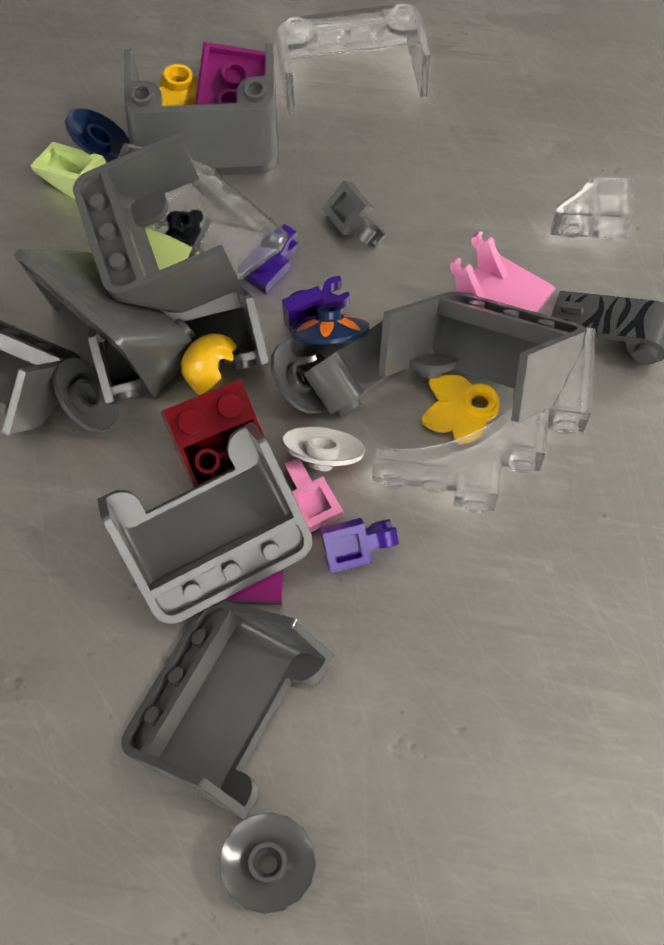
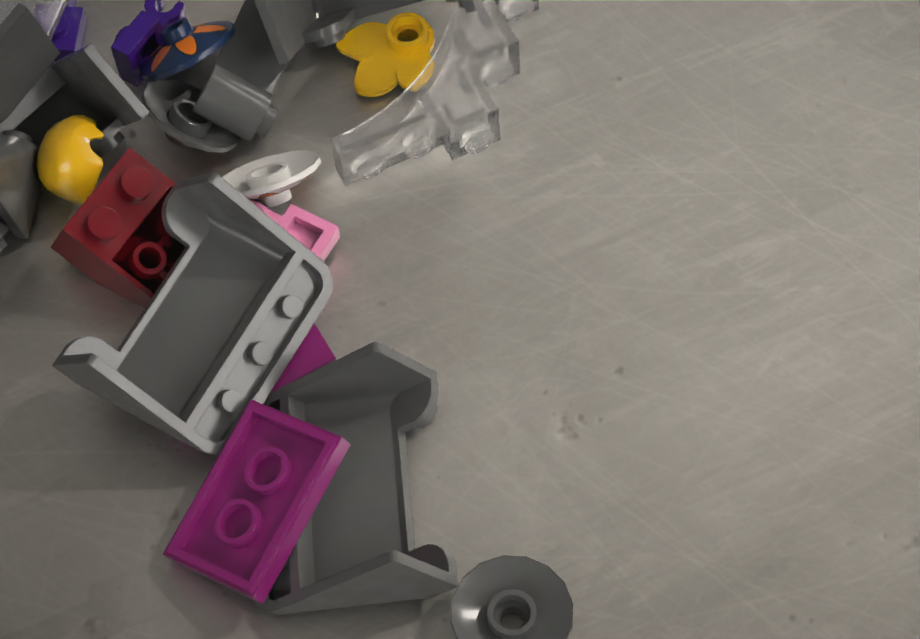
camera: 30 degrees left, 5 degrees down
(162, 672) = (256, 500): none -> magenta tile
(350, 543) = (371, 252): plate -> none

